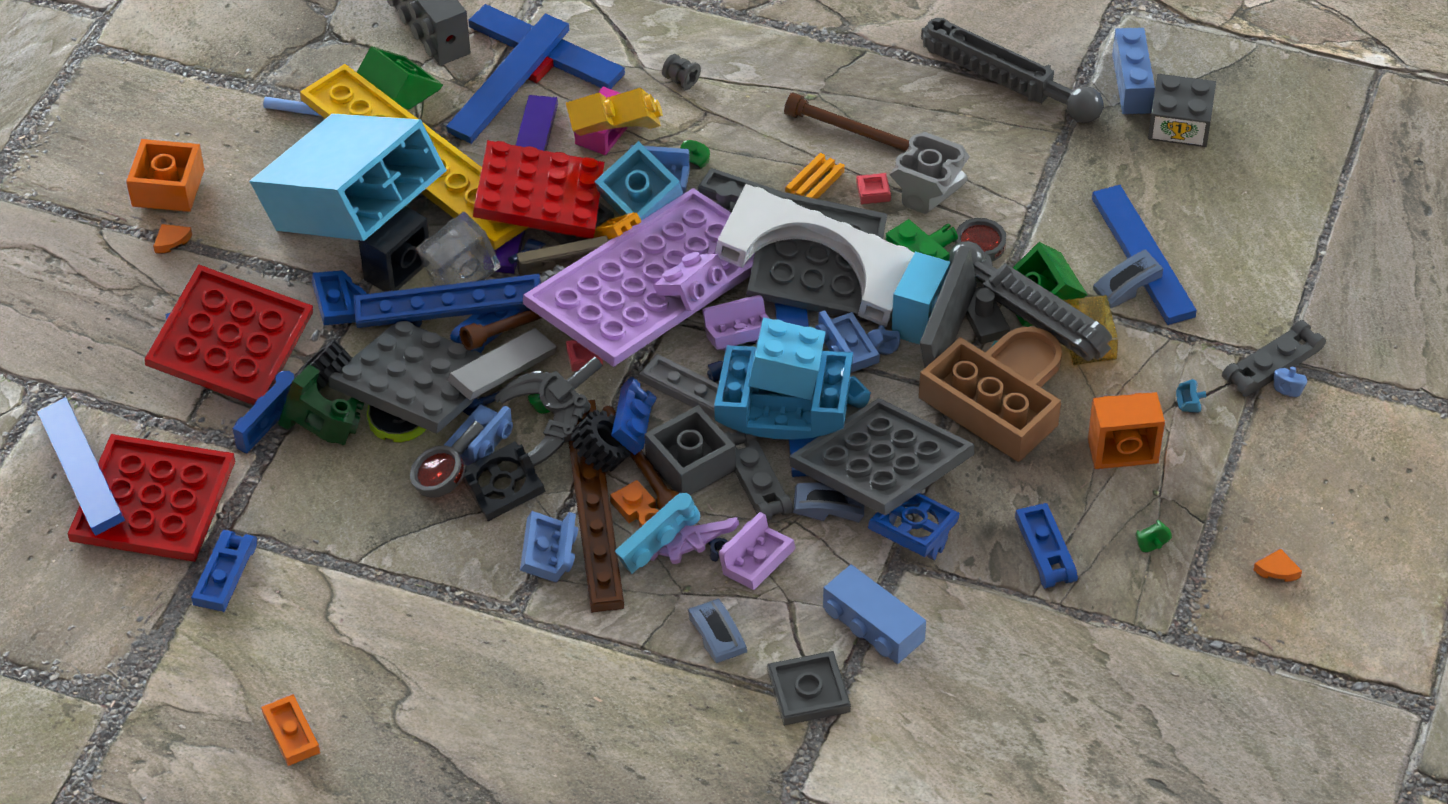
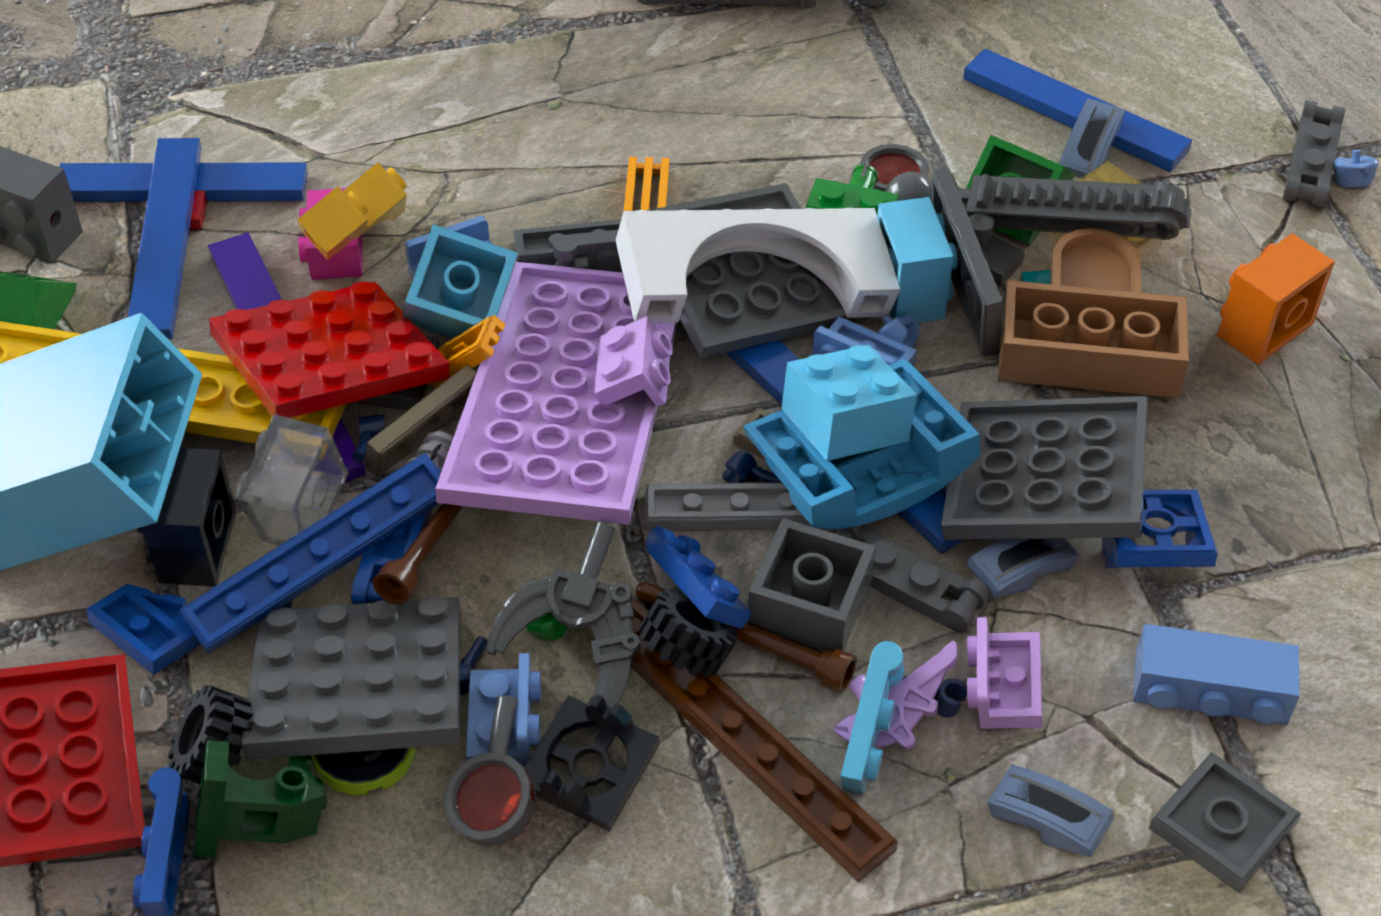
camera: 35 degrees left, 0 degrees up
(502, 364) = (464, 601): light grey tile -> none
(548, 546) = (736, 818): medium blue bracket -> none
(578, 355) = (547, 534): coral tile -> none
(634, 503) = (789, 695): orange plate -> none
(681, 71) = (381, 137): dark grey bush -> none
(698, 152) = (491, 214): green piece -> none
(734, 322) = (716, 396): lavender bracket -> none
(798, 106) = (559, 118): reddish brown piece -> none
(873, 188) = (722, 170): coral tile -> none
(929, 171) = (782, 118): light grey piece -> none
(1046, 545) = (1311, 479): blue plate -> none
(1189, 397) = (1276, 228): dark azure piece -> none

